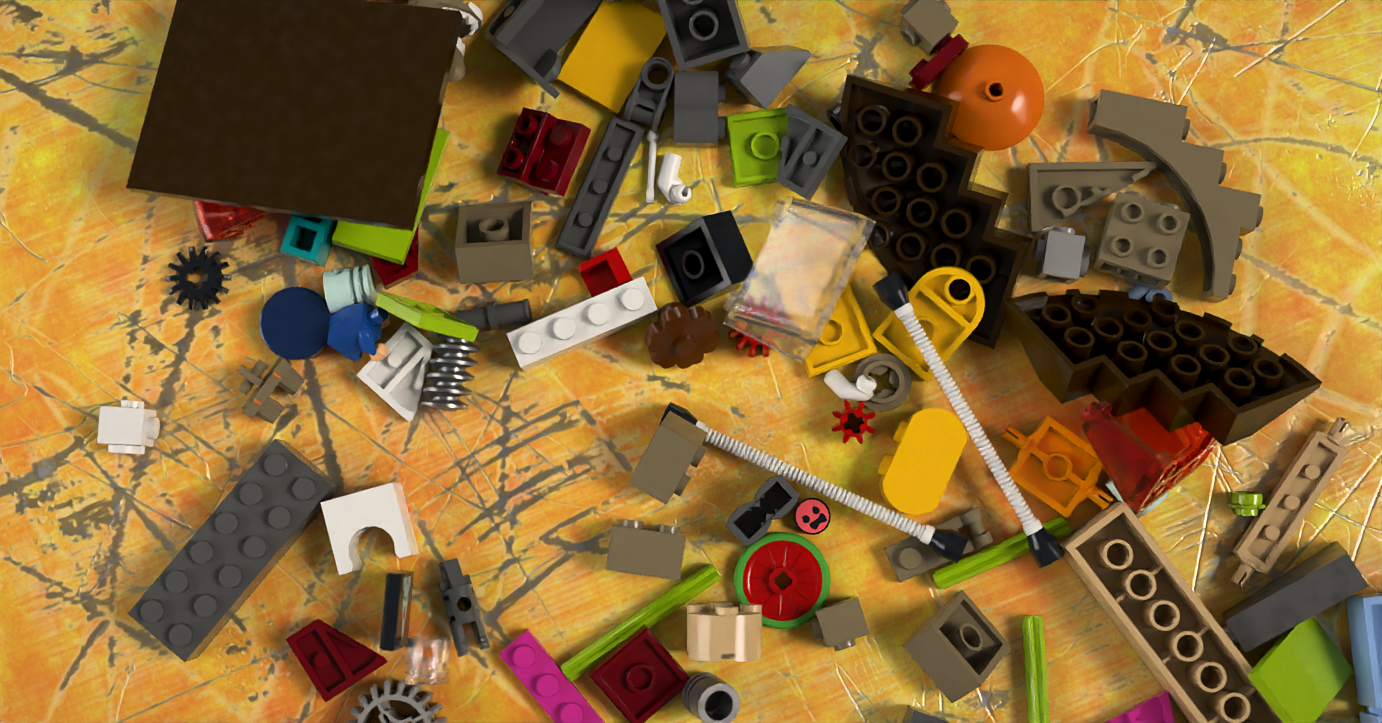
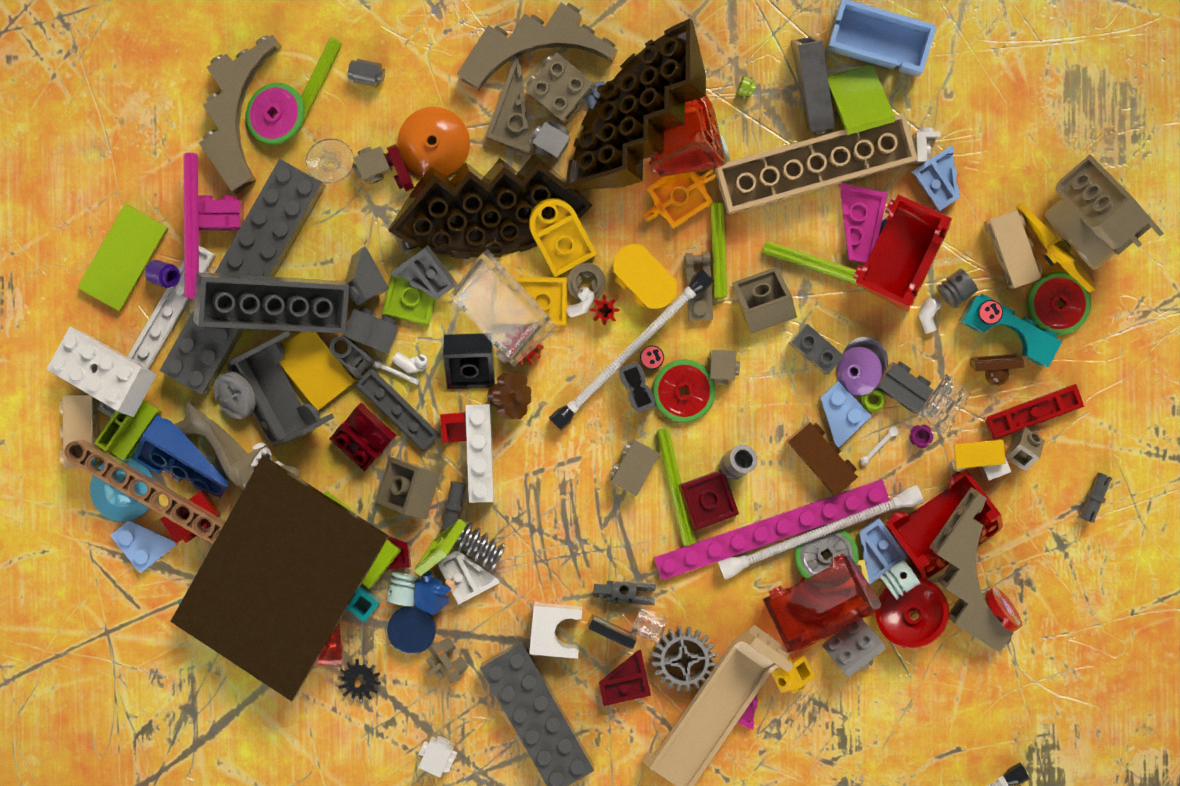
camera: 70 degrees left, 5 degrees up
(668, 457) = (583, 432): dark tan brick -> none
(724, 632) = (701, 438): tan brick -> none
(1042, 544) = (722, 224): white hose -> none
(1290, 502) = (756, 60): tan plate -> none

